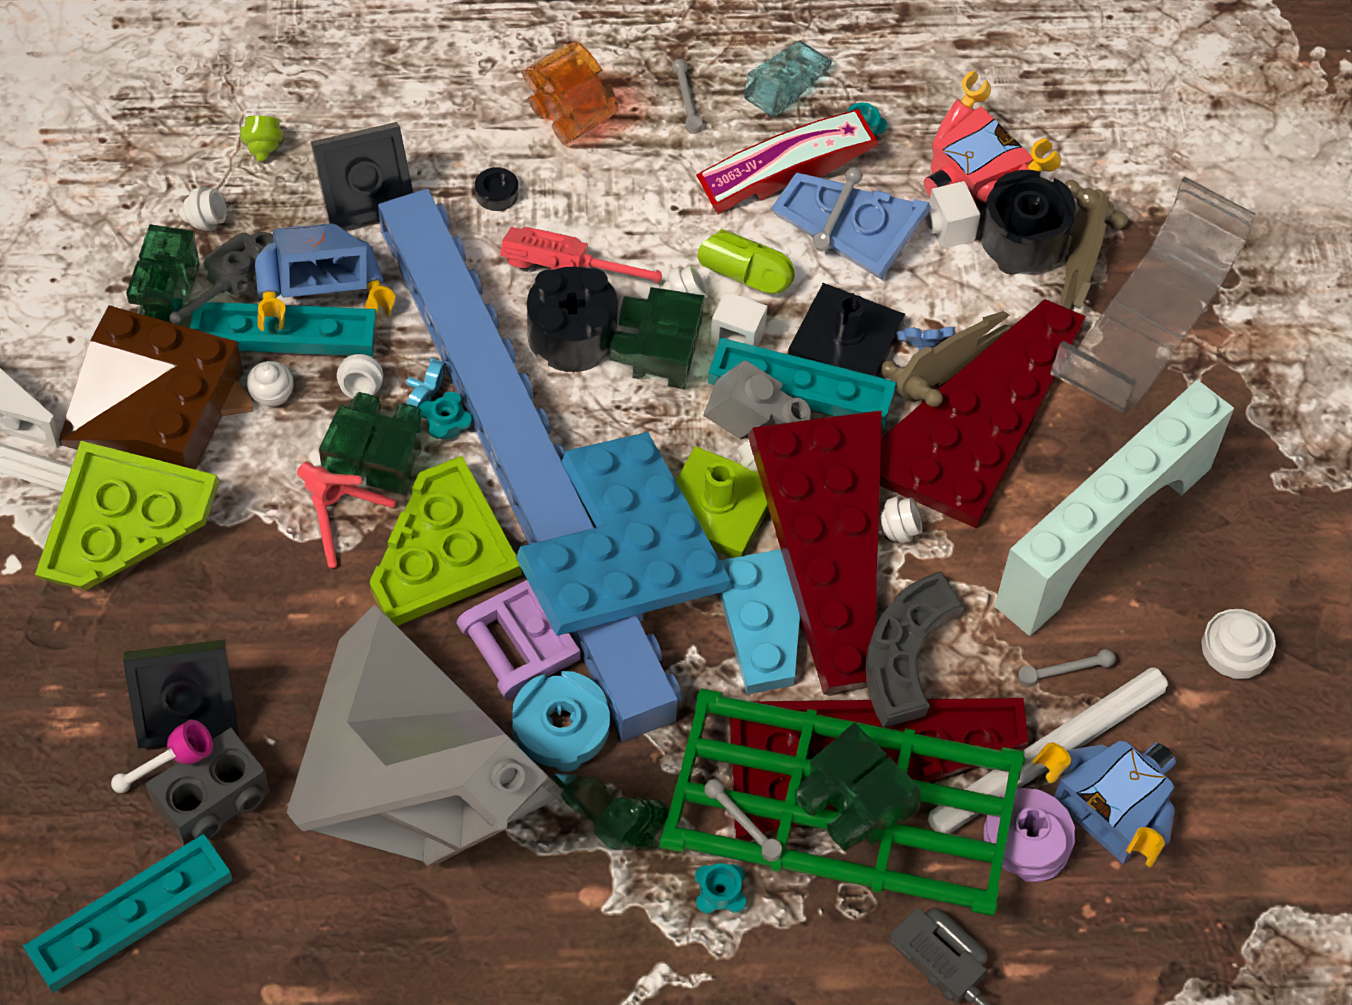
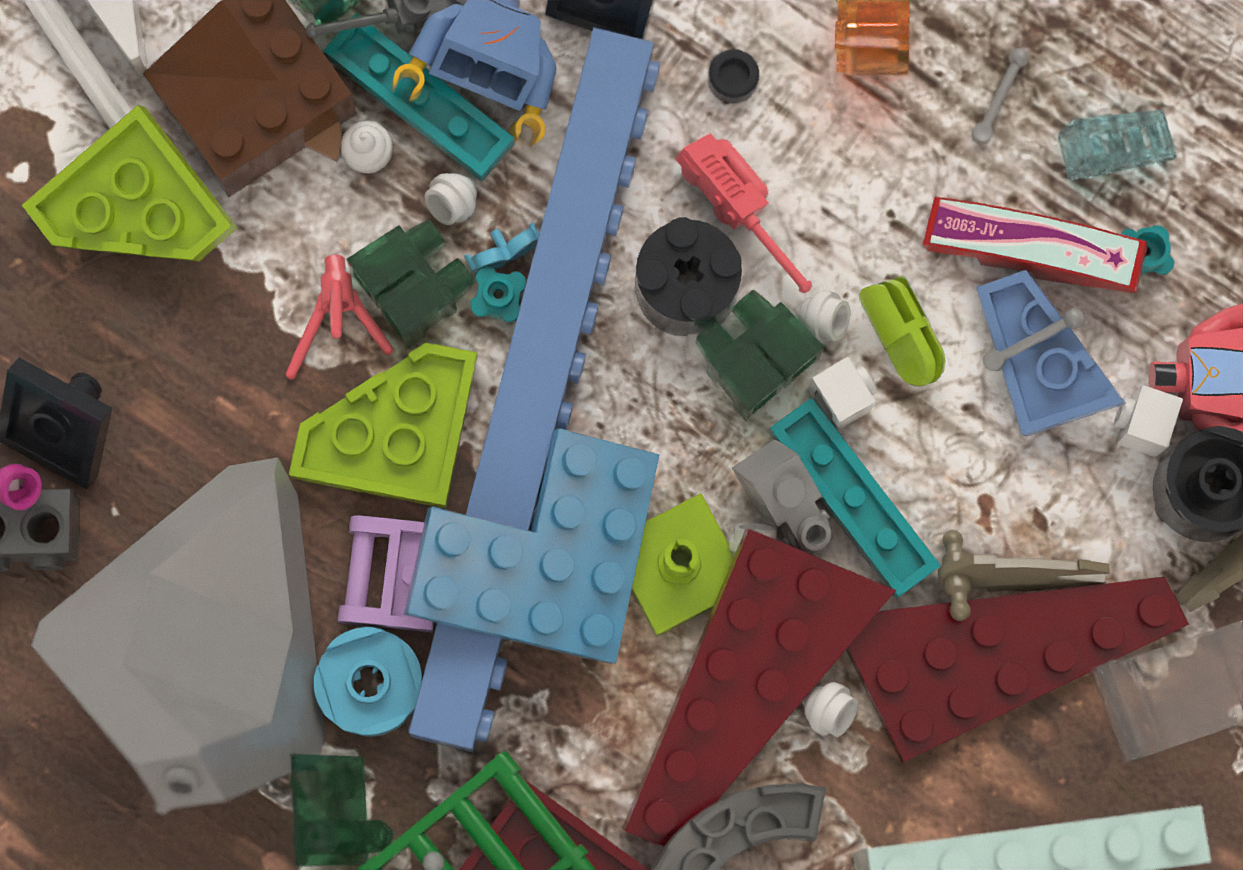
camera: 35 degrees right, 20 degrees up
(762, 620) = (625, 711): medium azure wing -> none
(847, 331) = (940, 475): black tile -> none
(929, 338) = (1011, 539): medium blue plant -> none

